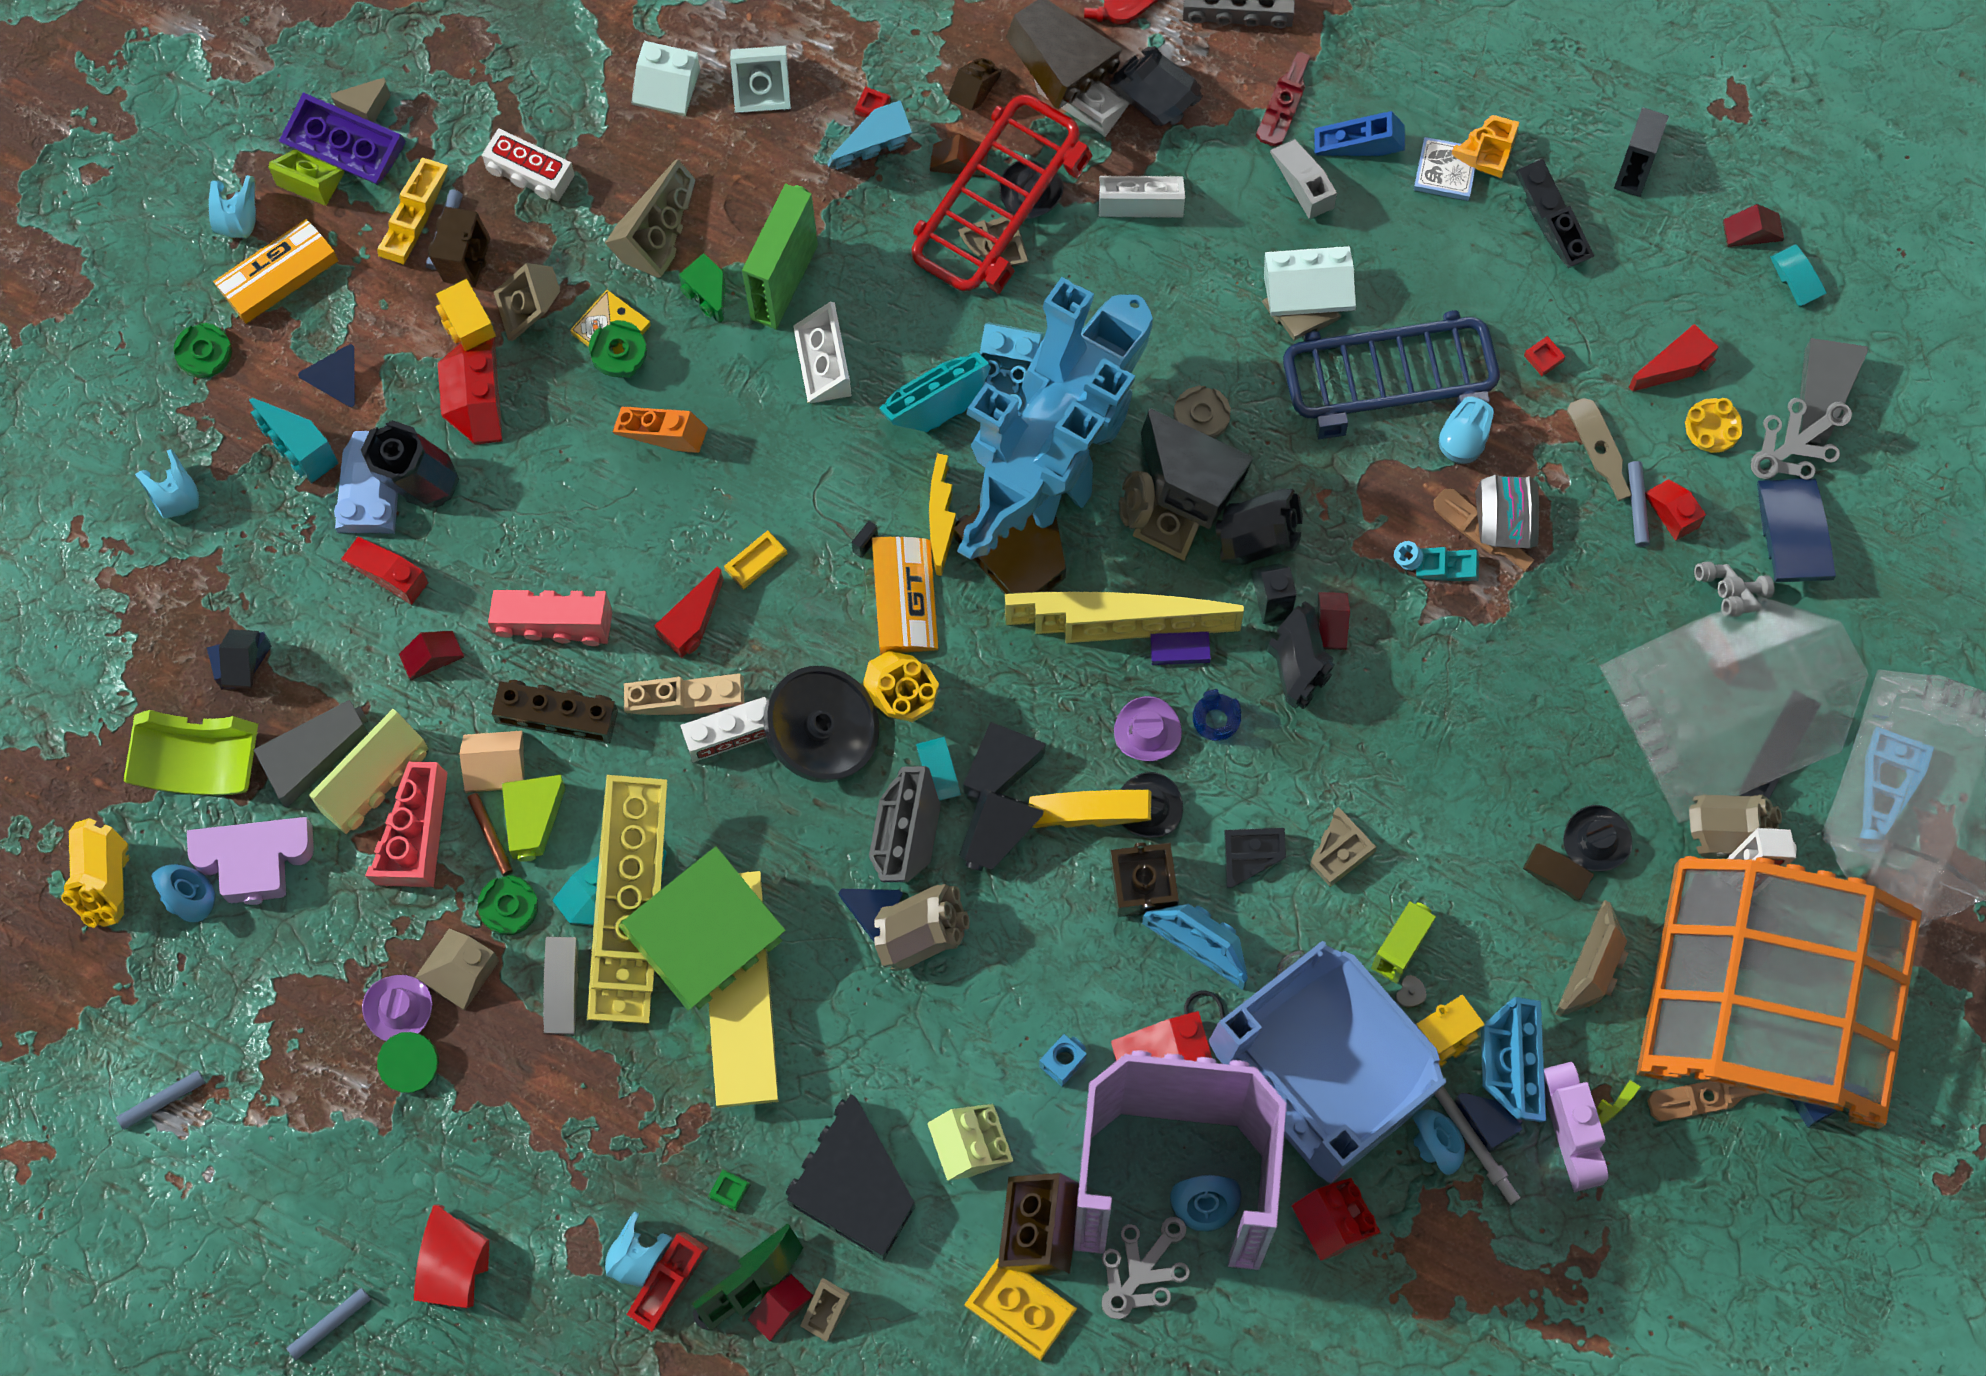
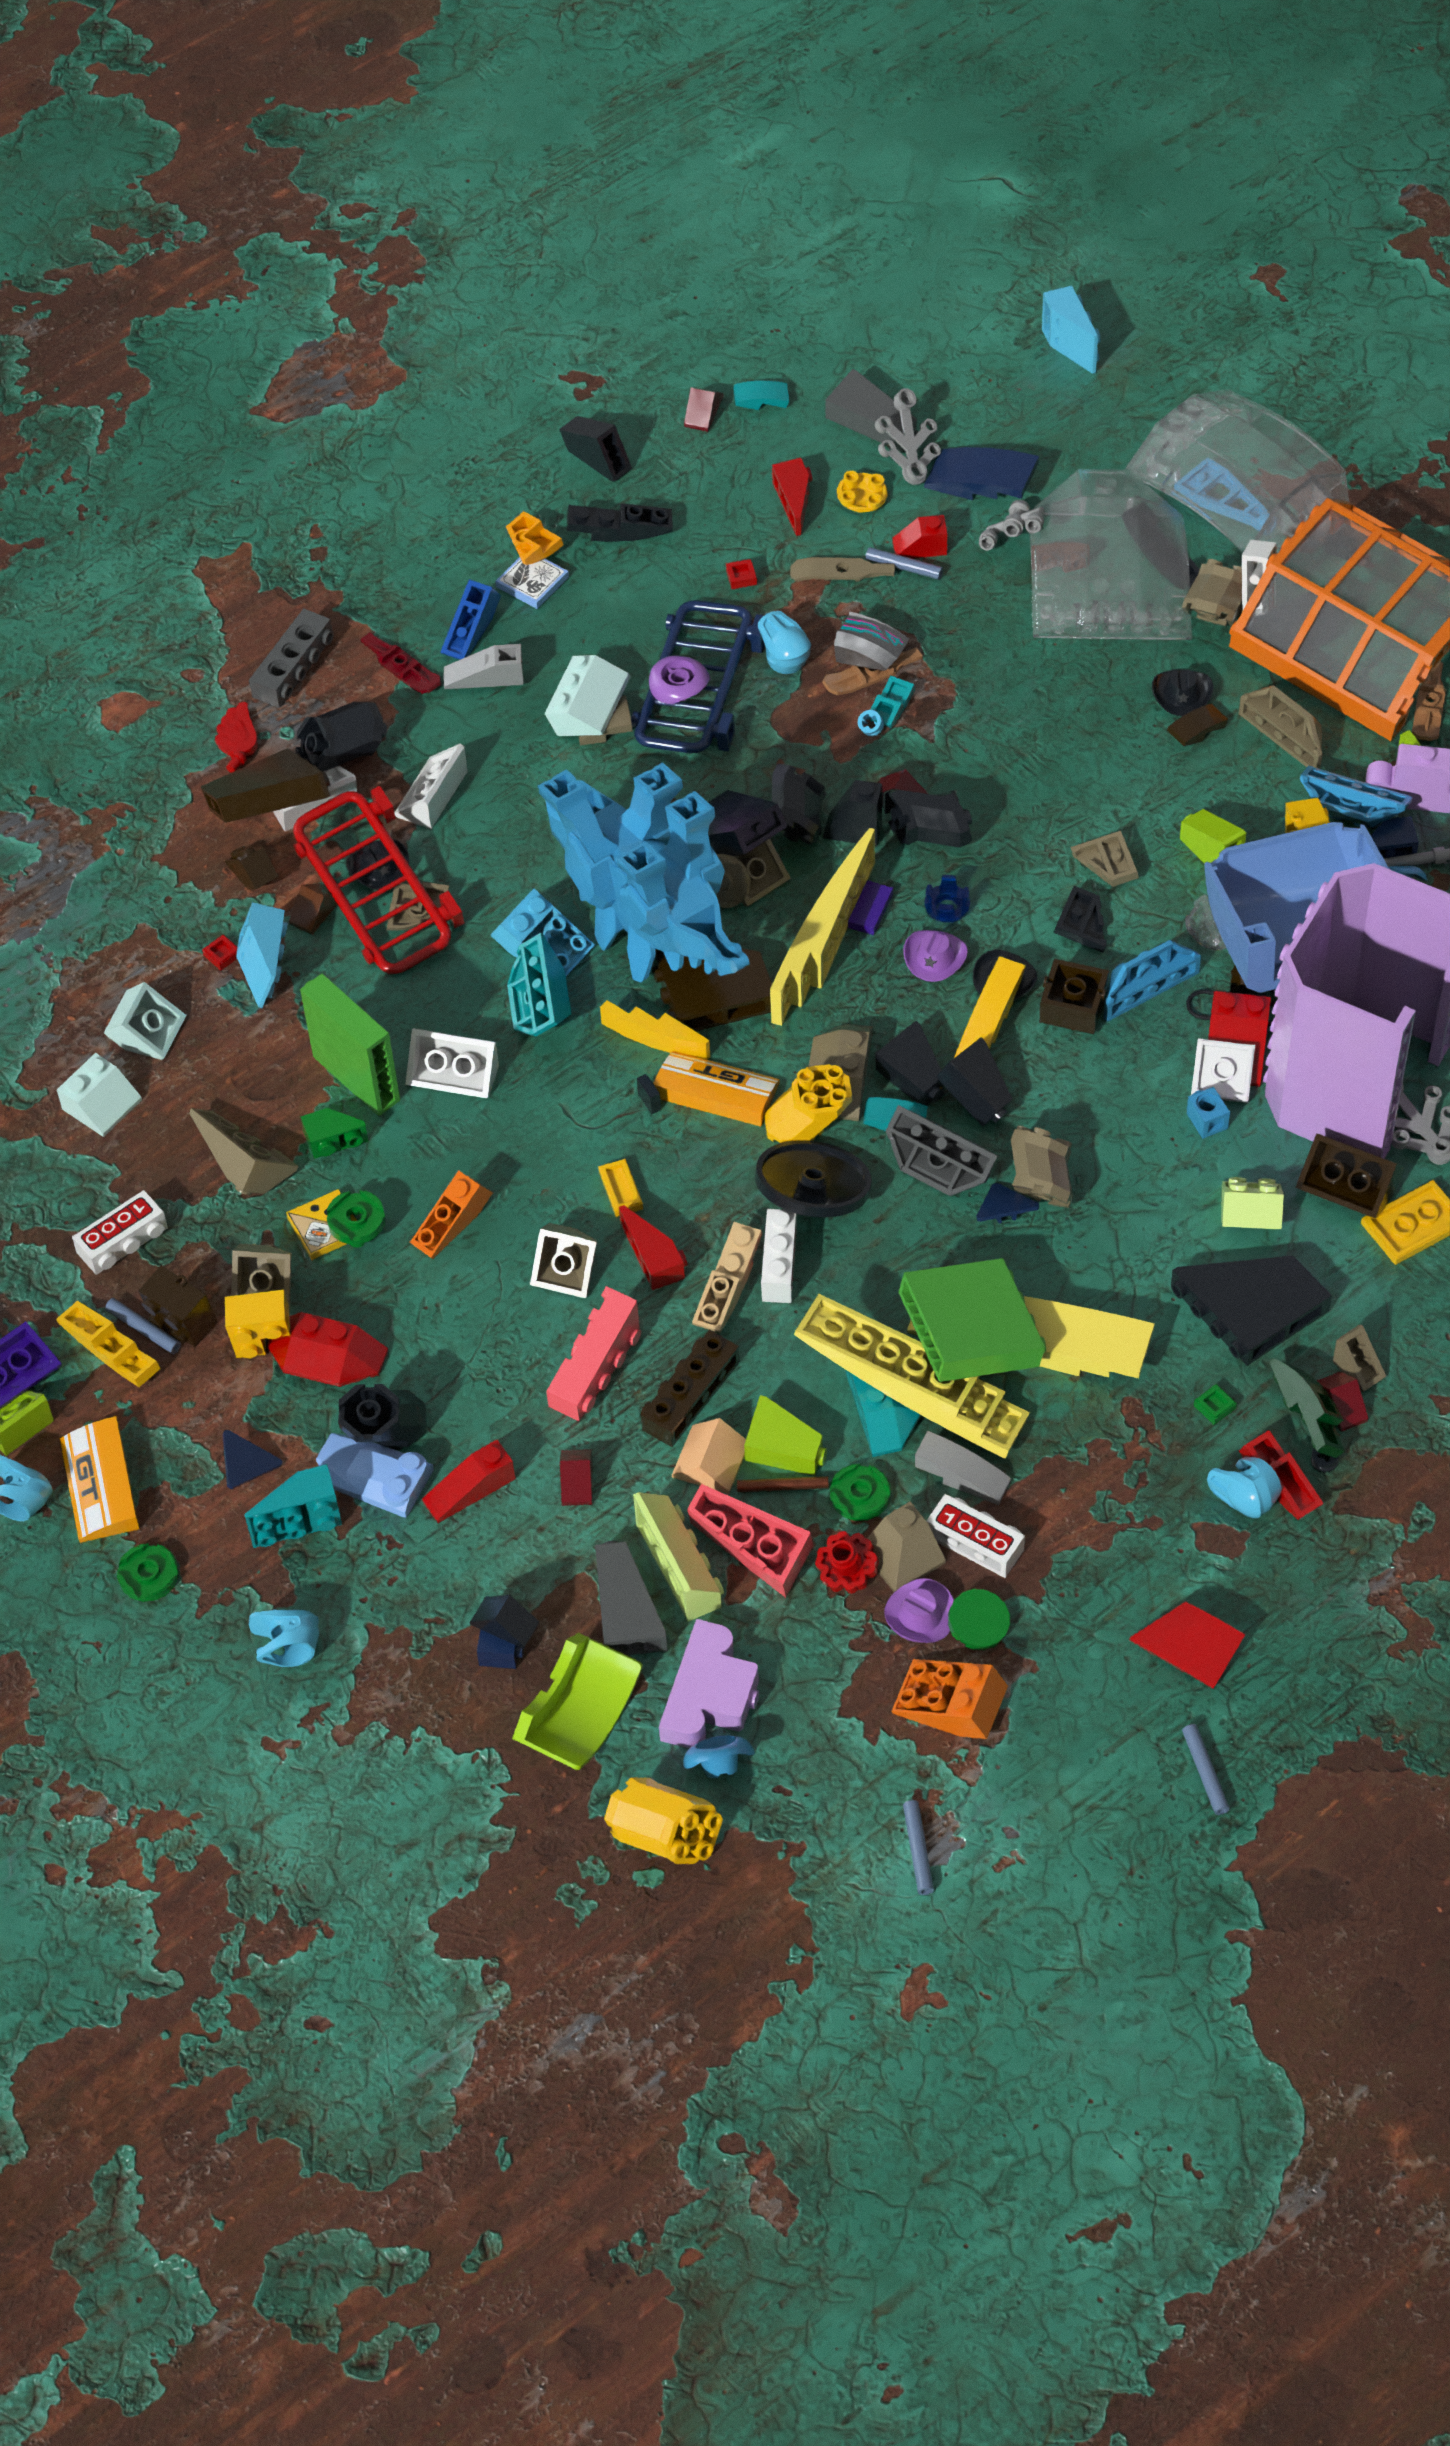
camera: 65 degrees left, 15 degrees down
(317, 1069) = (951, 1696): none -> orange slope
(423, 923) = (847, 1562): none -> red plant
(494, 1025) = (976, 1535): none -> white brick
(649, 542) = (563, 1260): none -> dark tan slope
(977, 696) = (850, 1050): none -> dark tan wedge
(1112, 1043) = (1225, 1068): none -> white tile
(1365, 354) = (677, 679): none -> medium lavender hat

